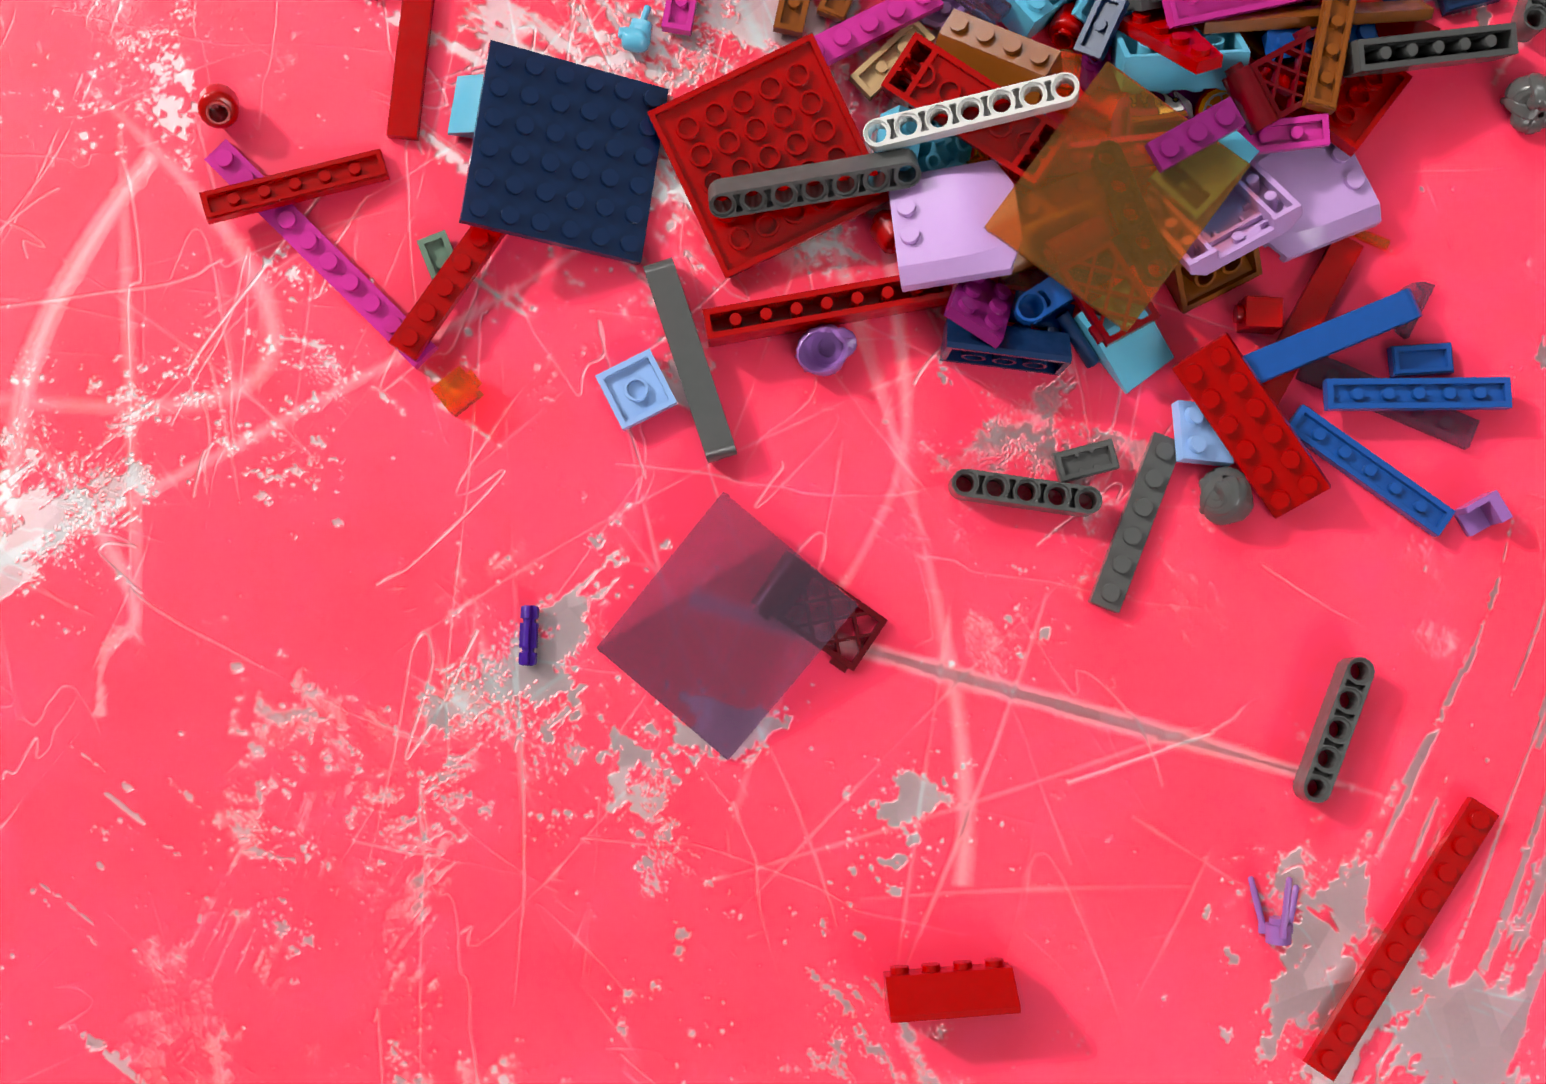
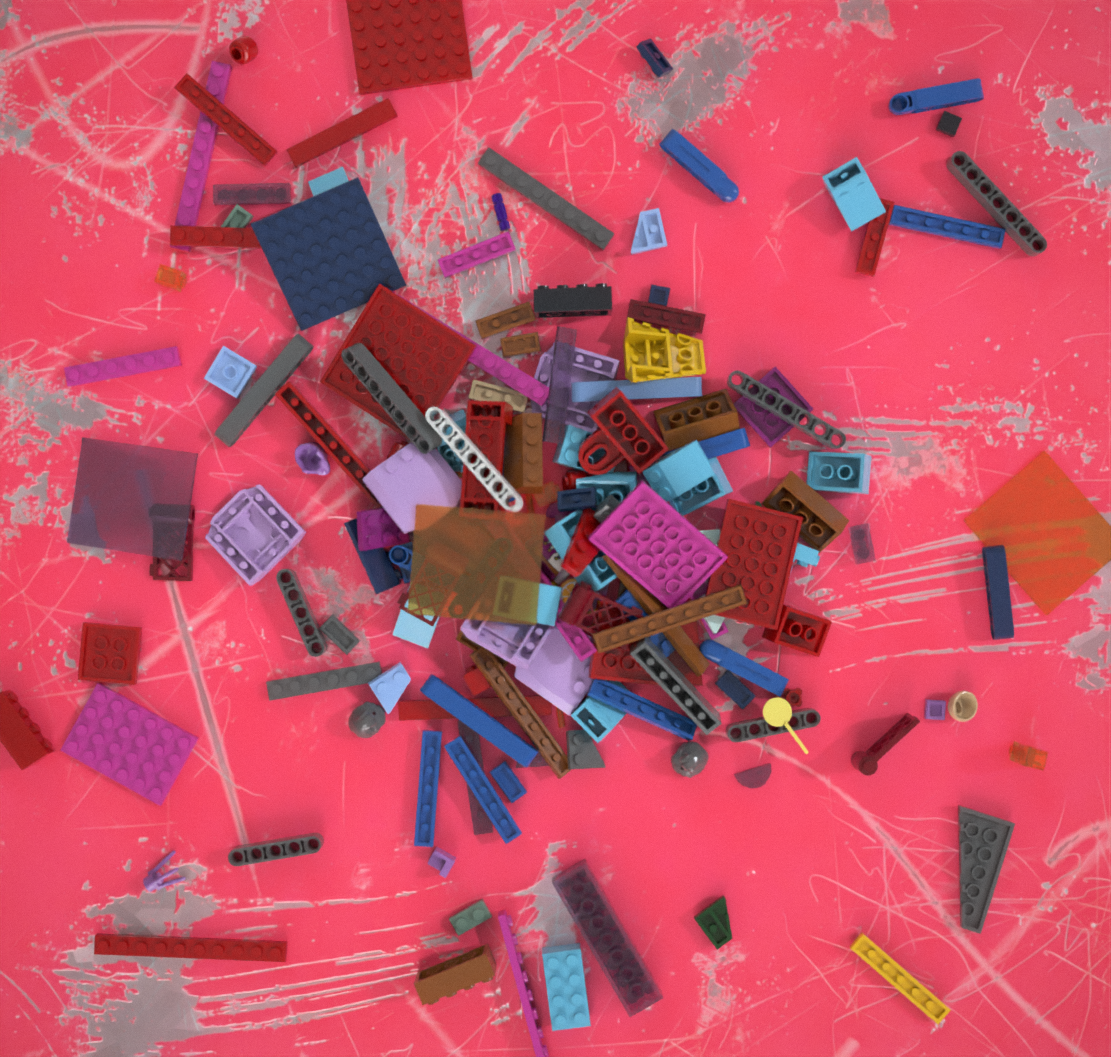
camera: 60 degrees right, 5 degrees up
(415, 215) = (252, 193): none -> clear purple plate
(528, 635) = (66, 397): dark purple axle -> none
(535, 532) = (122, 366): none -> dark pink plate
(638, 35) = (425, 249): medium azure piece -> none
(875, 491) = (253, 533): none -> lavender wedge
(920, 794) = (109, 653): none -> red plate
(1063, 846) = (129, 744): none -> dark pink plate
(1077, 339) = (402, 589): dark blue piece -> none
(1195, 134) = (531, 585): magenta plate -> none
(1251, 426) = (408, 710): red plate -> none
(1338, 278) = (521, 710): none -> dark orange tile
(1401, 172) = (598, 717): none -> medium azure slope
(1430, 118) = (642, 708): none -> blue plate
(1437, 235) = (582, 751): none -> dark grey wing

